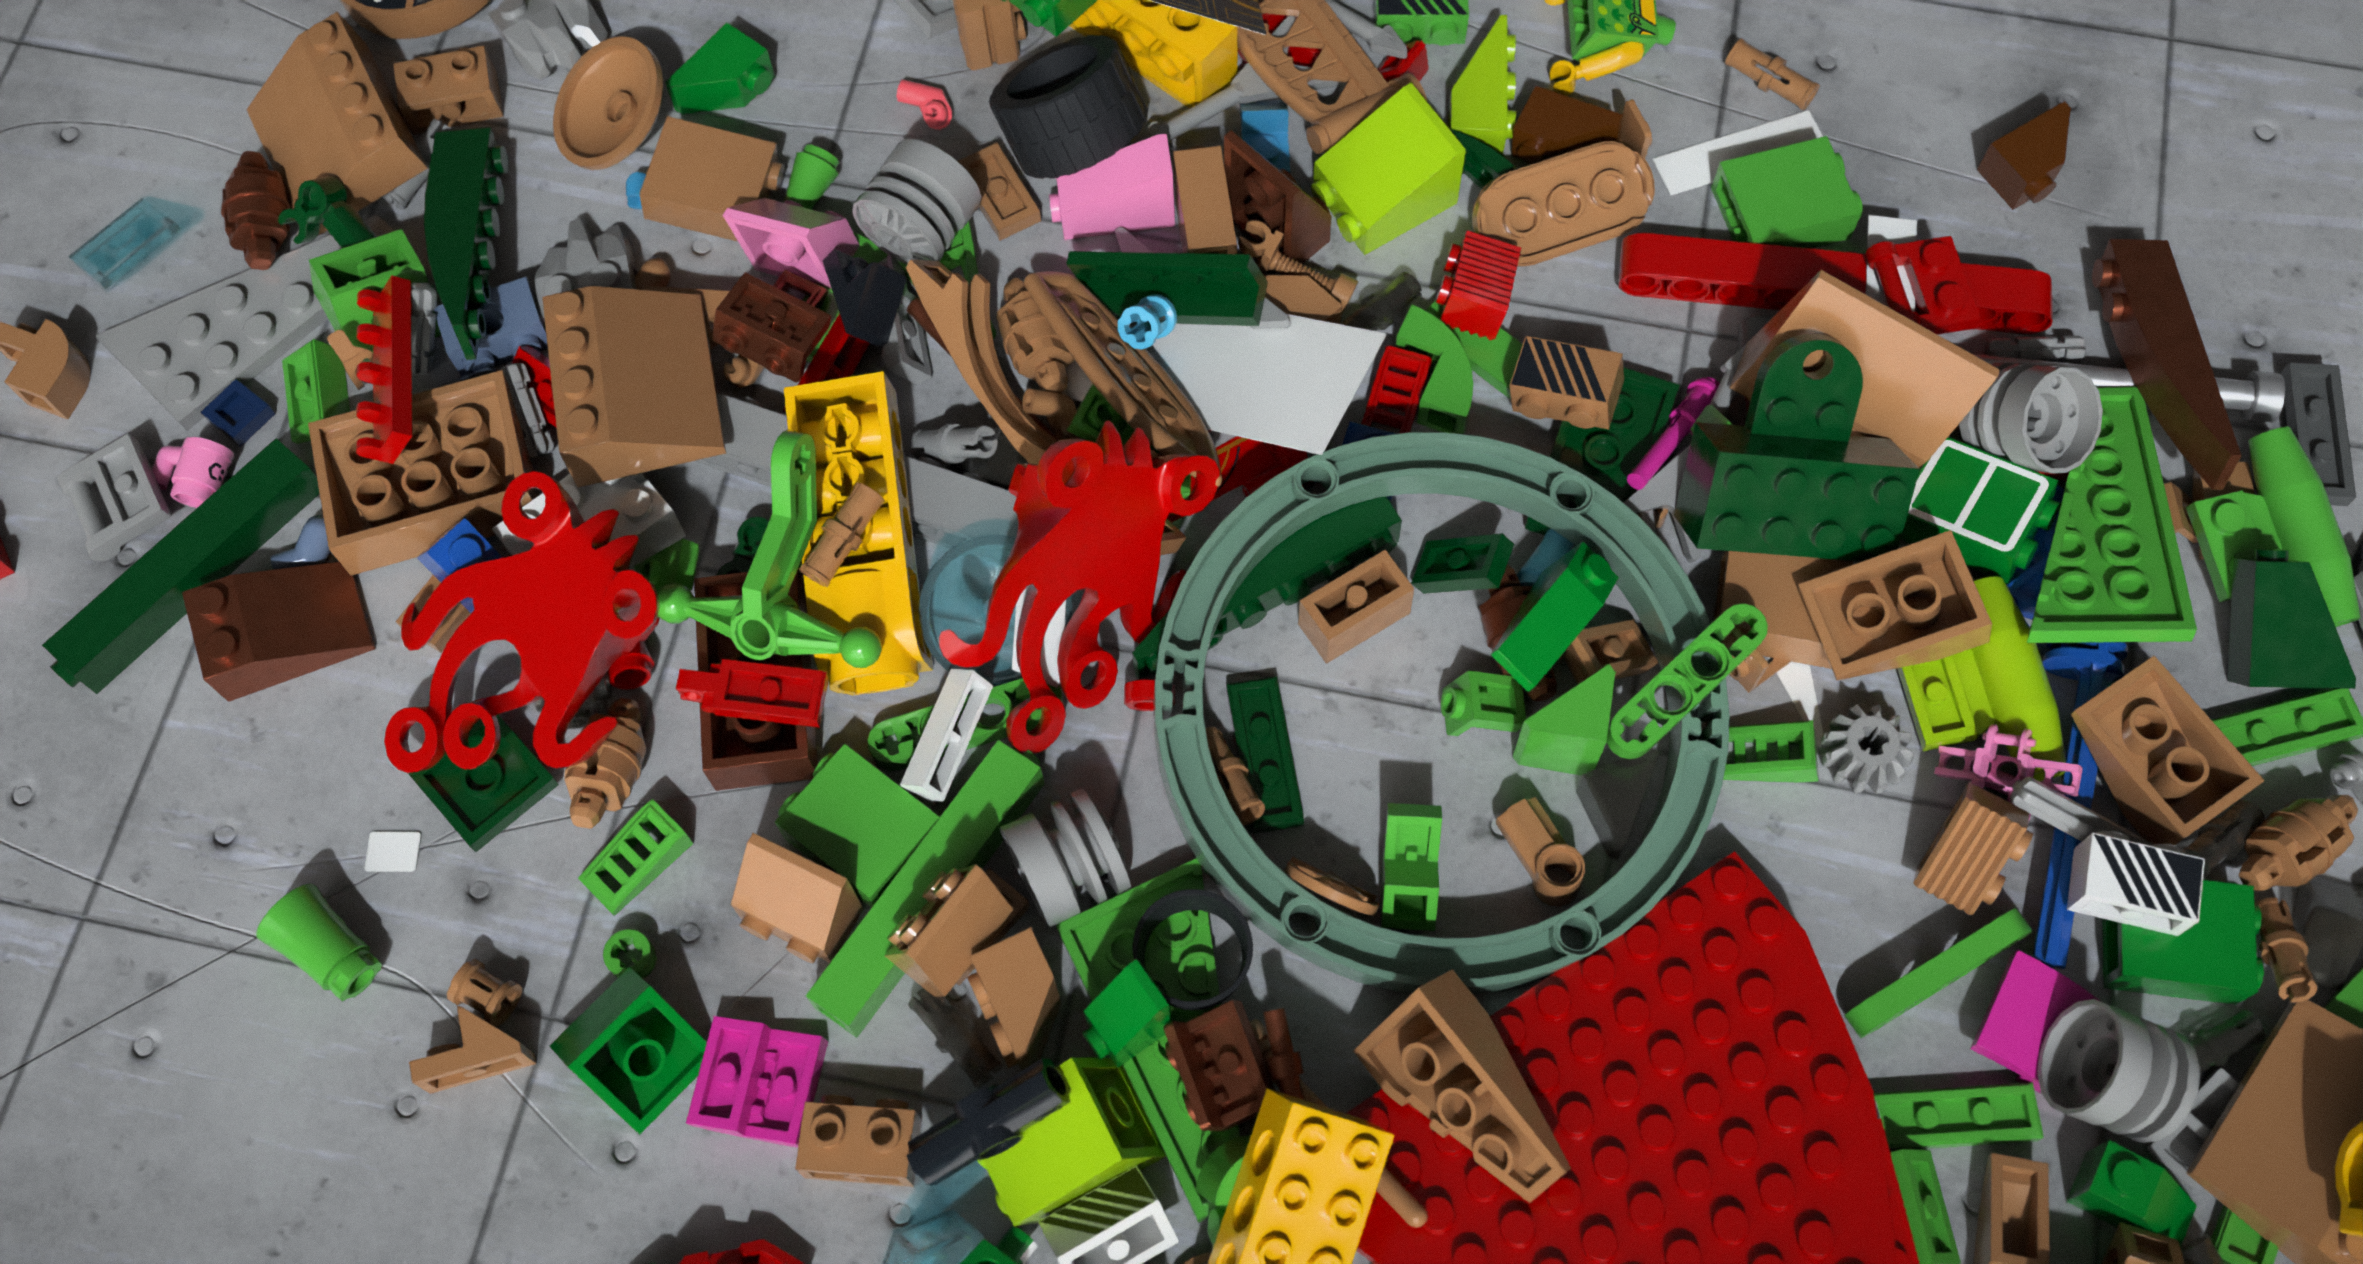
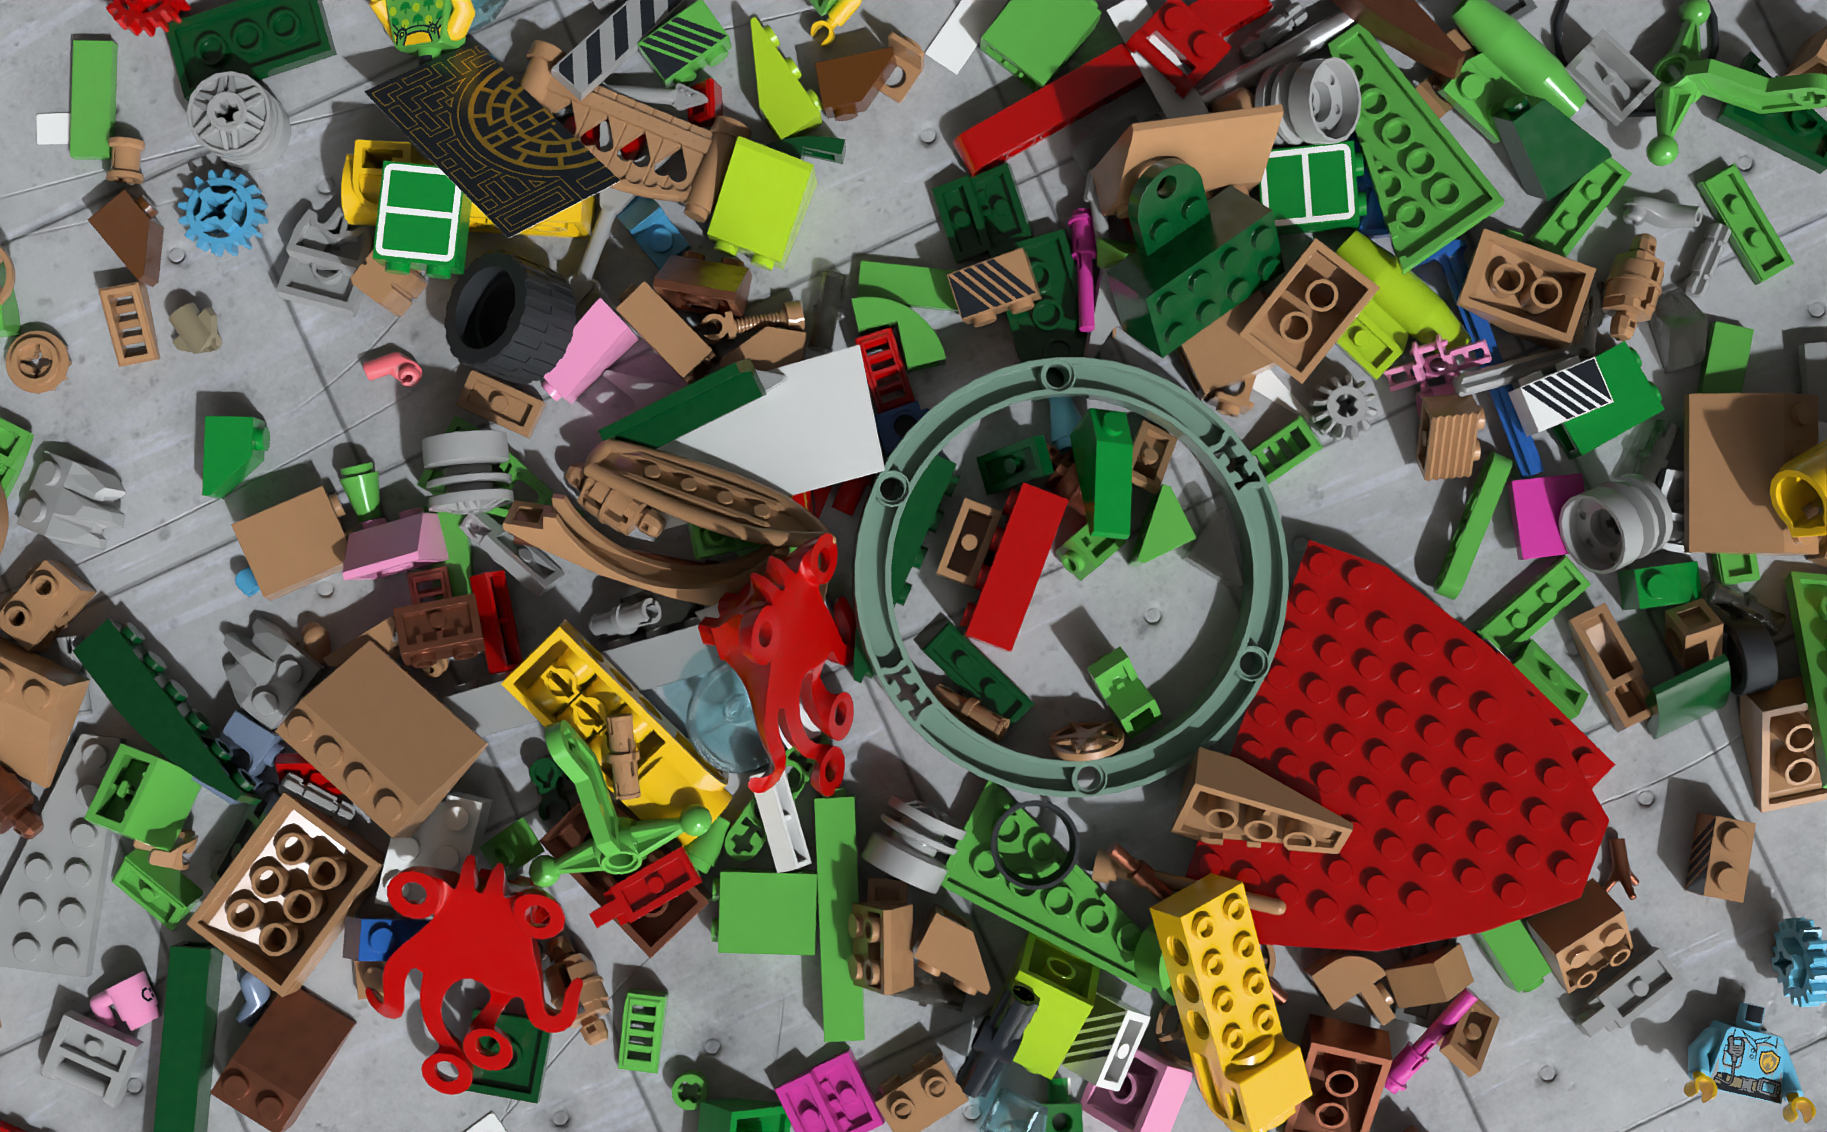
camera: 45 degrees left, 20 degrees up
(238, 412) = (117, 939): dark blue tile -> none
(324, 202) = (47, 761): dark green bar -> none
(389, 371) = (212, 853): red hinge -> none
(422, 326) = (195, 798): light grey axle -> none
(608, 103) = (174, 539): medium nougat dish -> none
(794, 901) = (769, 990): slope -> none
(853, 716) = (707, 847): none -> bright green cone
(865, 296) = (484, 563): black slope -> none
(1055, 406) = (670, 540): medium nougat arm -> none
(1126, 1016) = (1028, 917): green slope -> none
(1140, 693) = (875, 697): red tile -> none
(1145, 333) = (691, 449): medium azure bush -> none
(1219, 1066) = (1102, 902): copper bracket -> none
(1385, 657) = (1015, 567): none -> red brick
(1479, 284) = (884, 249): red brick -> none
(1541, 848) = (1188, 617): medium nougat piece -> none
(1566, 201) = (895, 141): medium nougat tile -> none
(1609, 318) = (982, 213): none -> dark green slope
(1689, 683) = (1220, 456): bright green beam -> none
(2285, 951) = (1664, 368): medium nougat pin -> none

